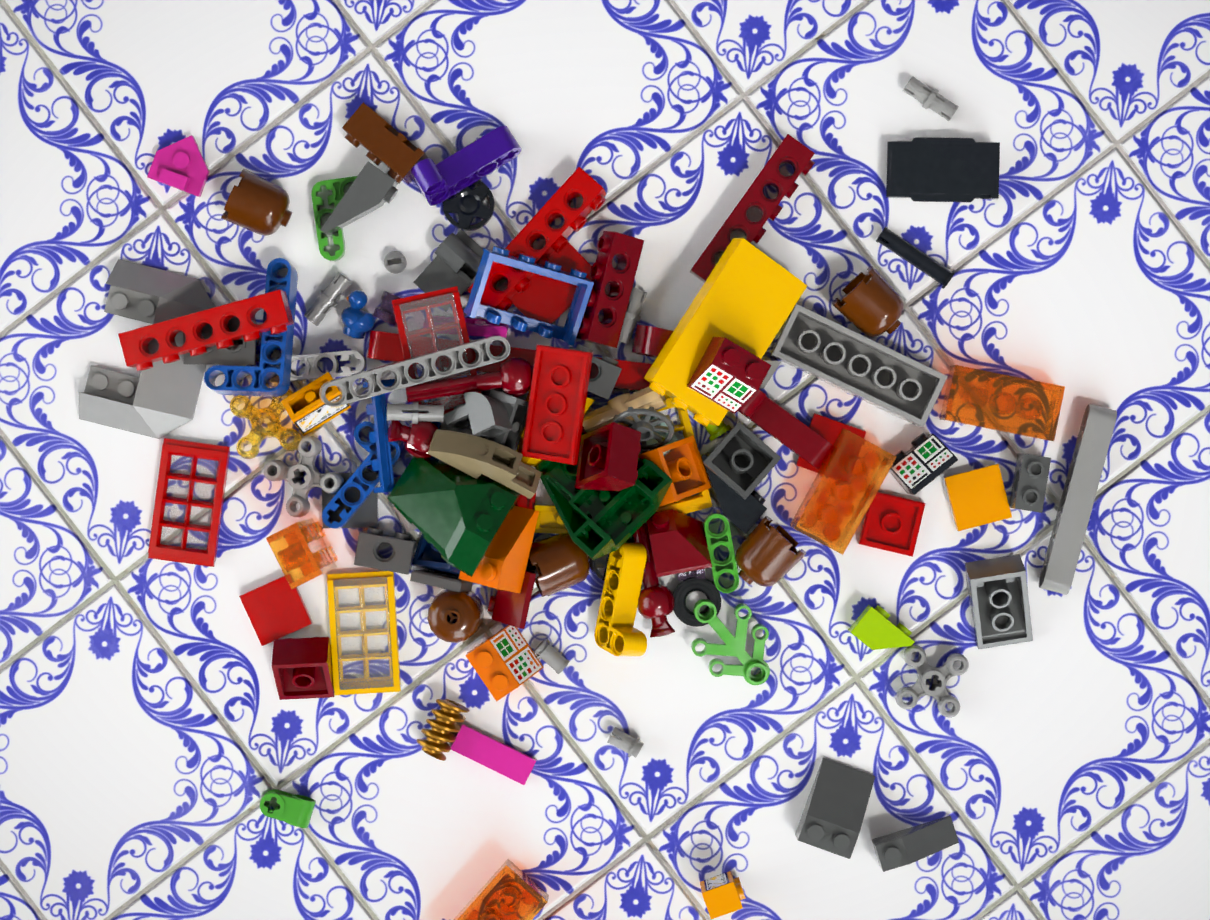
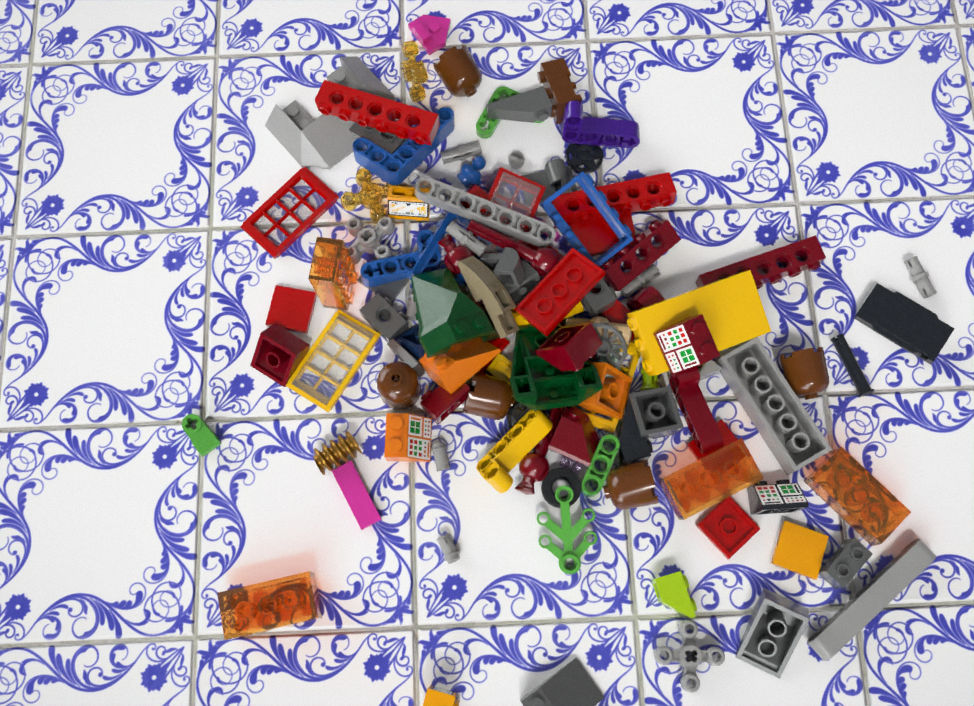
camera: 40 degrees right, 15 degrees down
(204, 242) = (413, 71): none -> clear yellow gear

